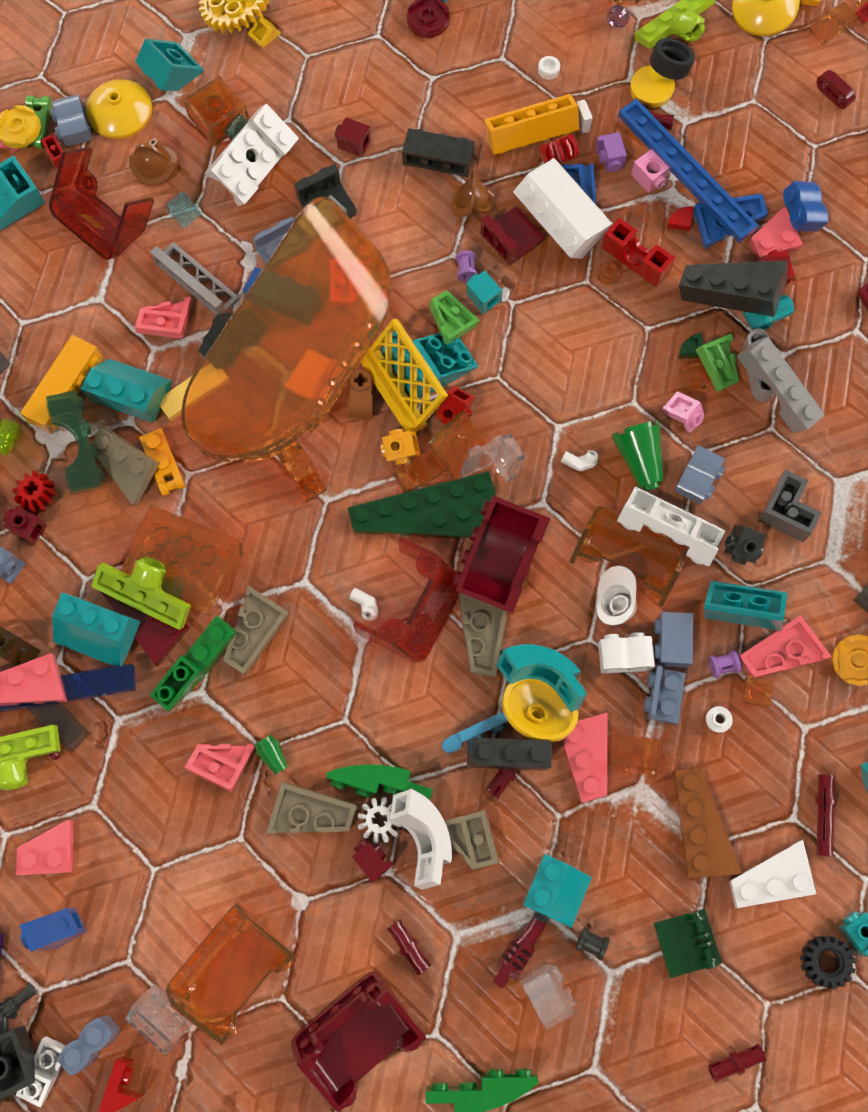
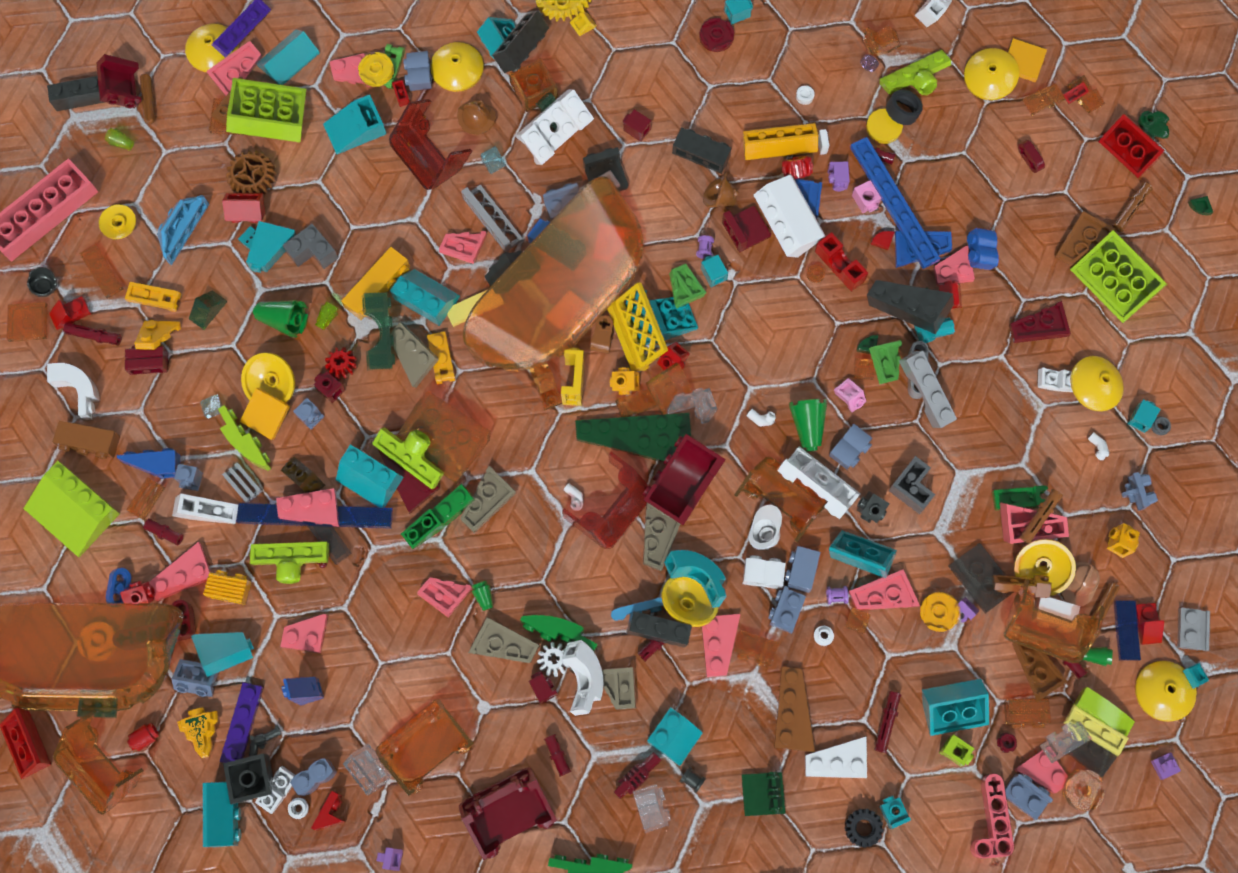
camera: 10 degrees right, 0 degrees up
(67, 1091) = (292, 805): none -> white plate
(191, 62) = (521, 42): none -> pearl dark grey brick
(335, 475) = (573, 394): none -> yellow panel

